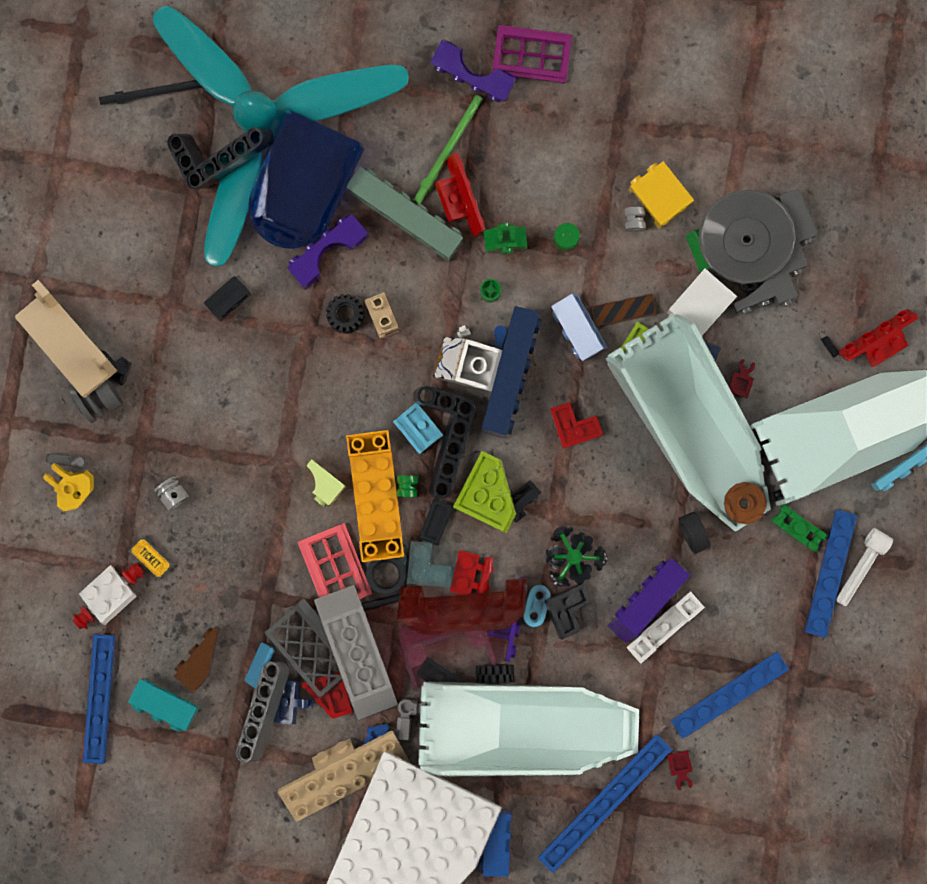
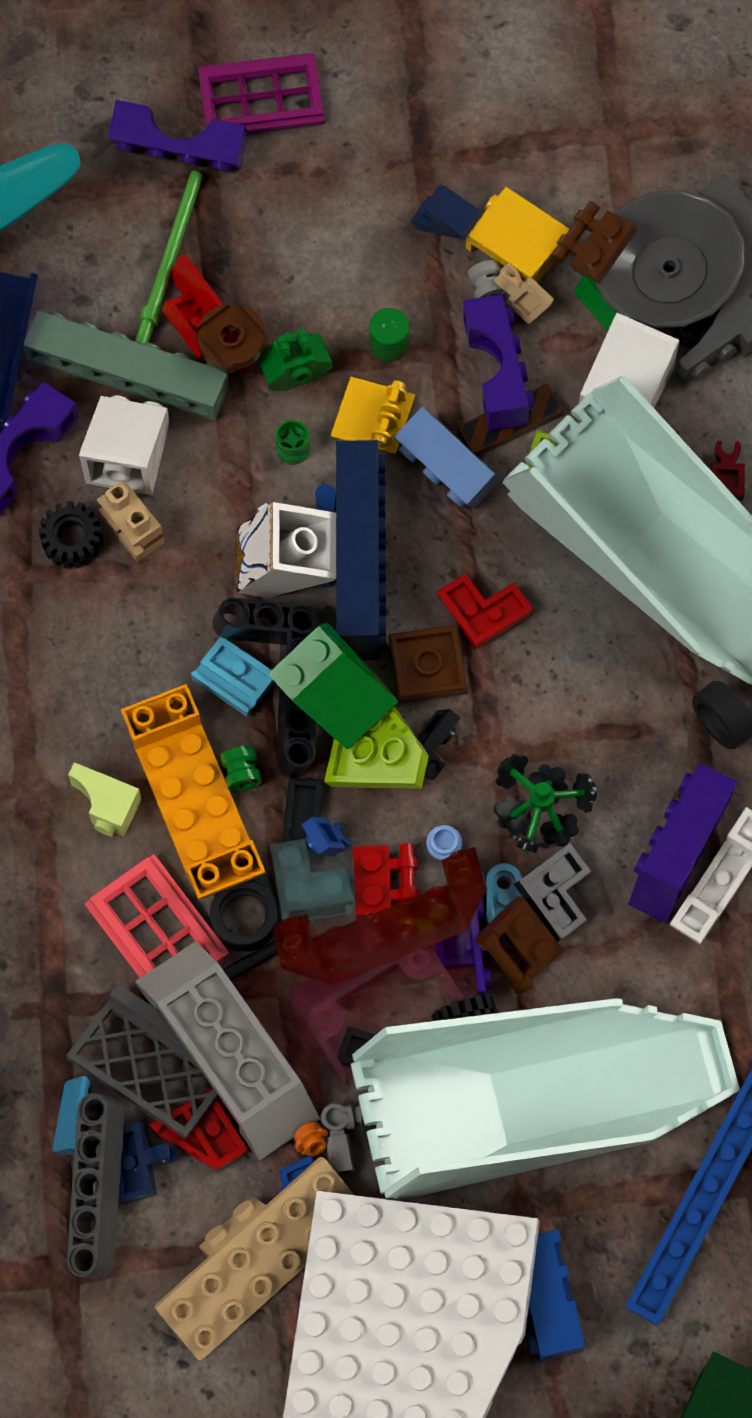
camera: 10 degrees left, 15 degrees down
(389, 715) = (311, 1139): none -> orange plate
(391, 265) = (124, 443): none -> white slope
(444, 544) = (325, 837): none -> blue plate
(471, 457) = (333, 686): none -> green slope
(476, 207) = (236, 355): none -> reddish brown plate
(512, 561) = (443, 841): none -> light blue plate
(532, 451) = (428, 663): none -> reddish brown plate
(543, 284) = (373, 413): none -> yellow hinge
(543, 633) = (527, 937): none -> reddish brown plate
(622, 169) = (446, 214): none -> dark blue slope
(627, 249) = (488, 329): none -> dark purple arch
(653, 235) = (525, 297): none -> tan plate
(710, 218) = (602, 246): none -> reddish brown plate

